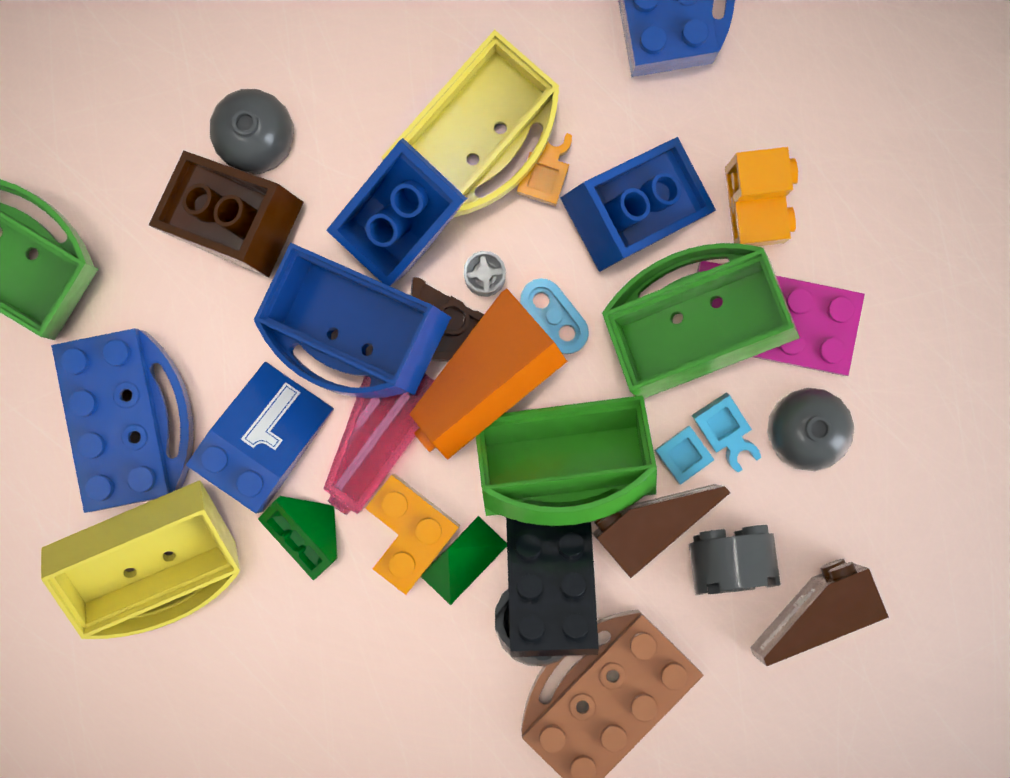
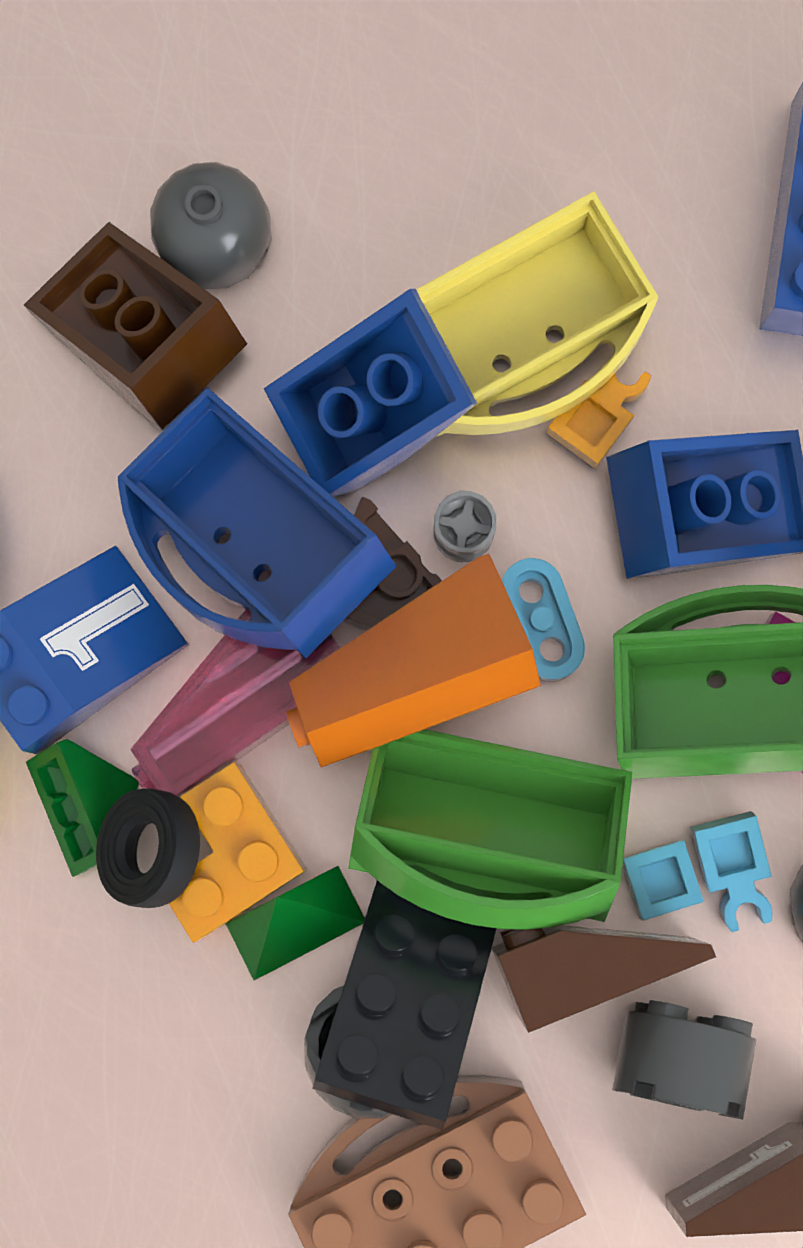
camera: 20 degrees right, 5 degrees down
(376, 541) = (176, 852): none -> black tyre

